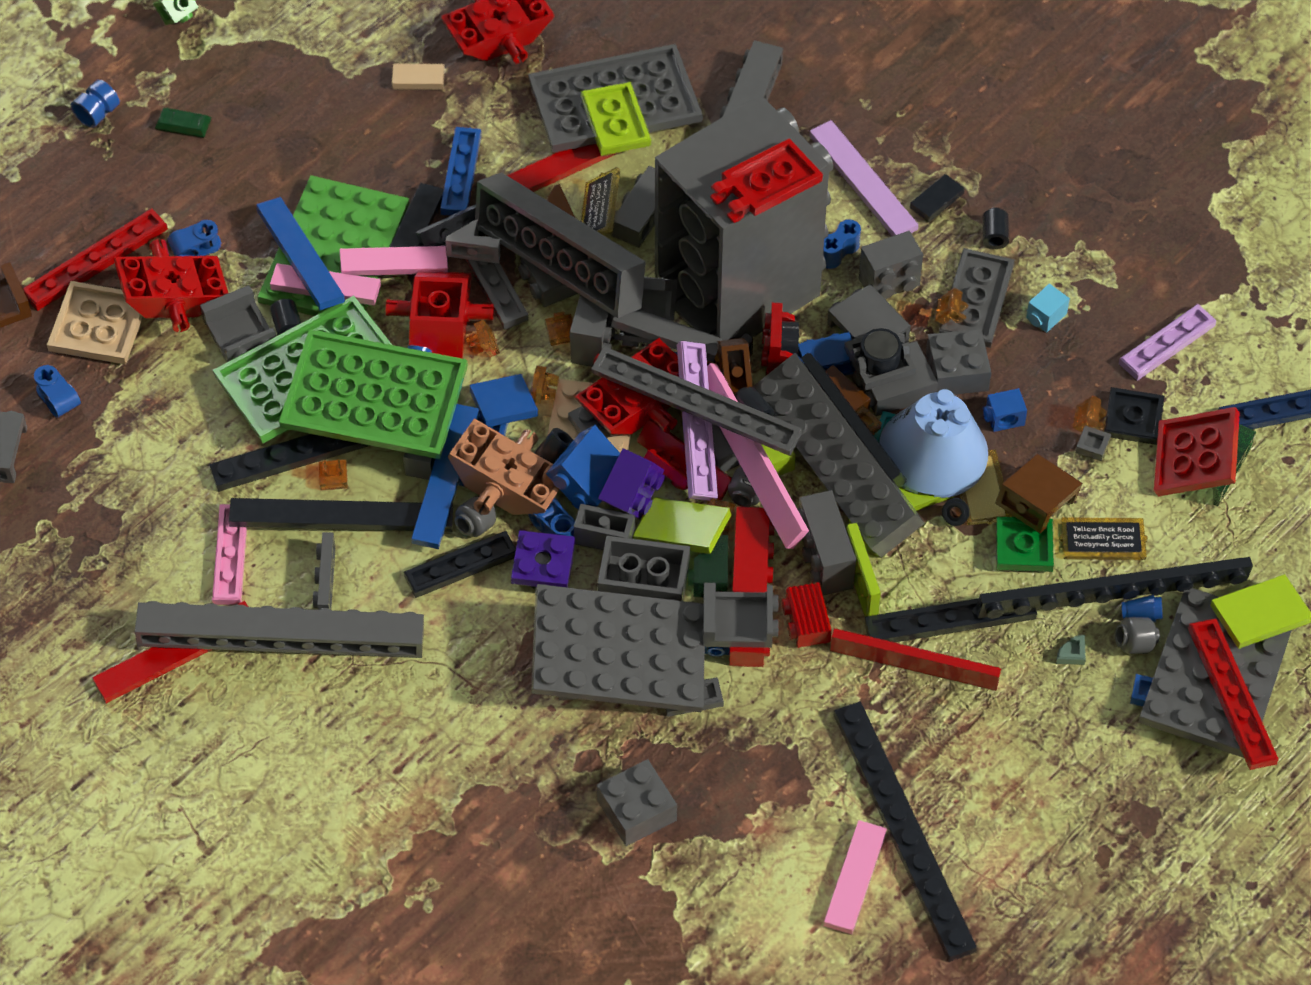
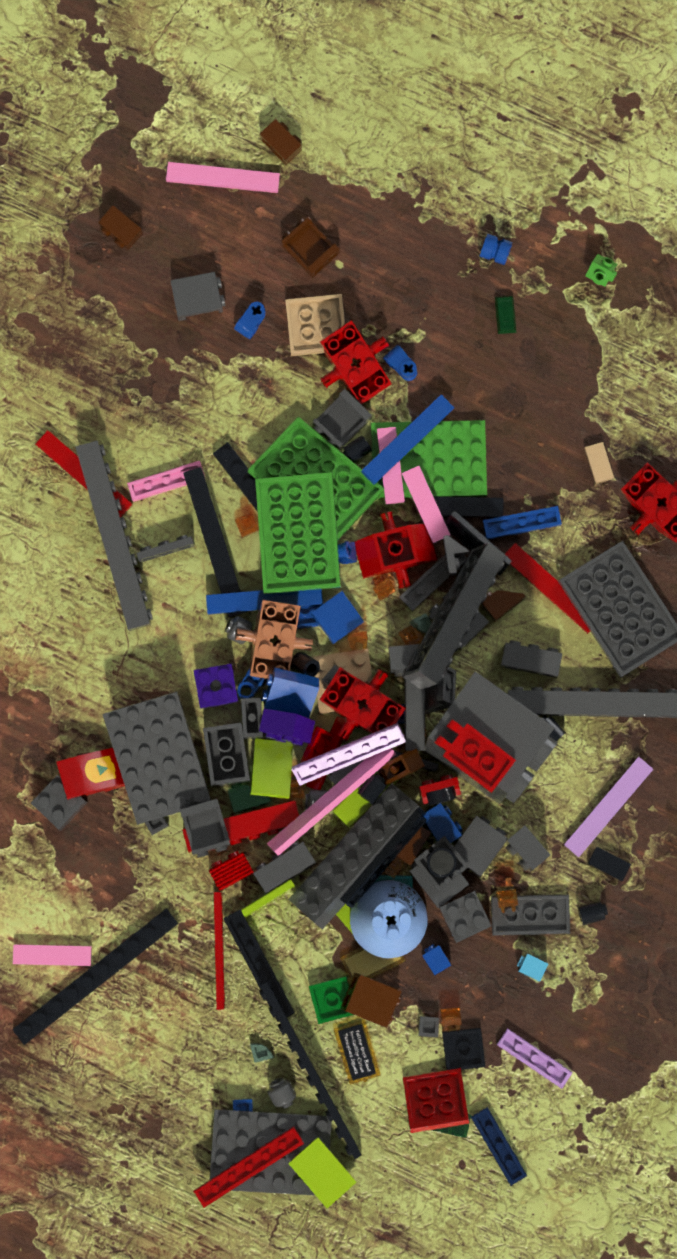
camera: 75 degrees right, 25 degrees up
(95, 258) = (370, 301): red tile -> none
(460, 564) = (204, 632): black tile -> none
(547, 309) = (421, 623): none -> sand green tile
(600, 201) = (519, 629): piece -> none
(609, 741) = (90, 773): none -> red slope
(615, 118) = (597, 616): lime tile -> none
(697, 401) = (352, 751): dark grey plate -> none
(841, 242) = (542, 806): blue axle -> none
(948, 515) = (343, 947): black plate -> none
(1143, 607) = (305, 1092): blue cone -> none

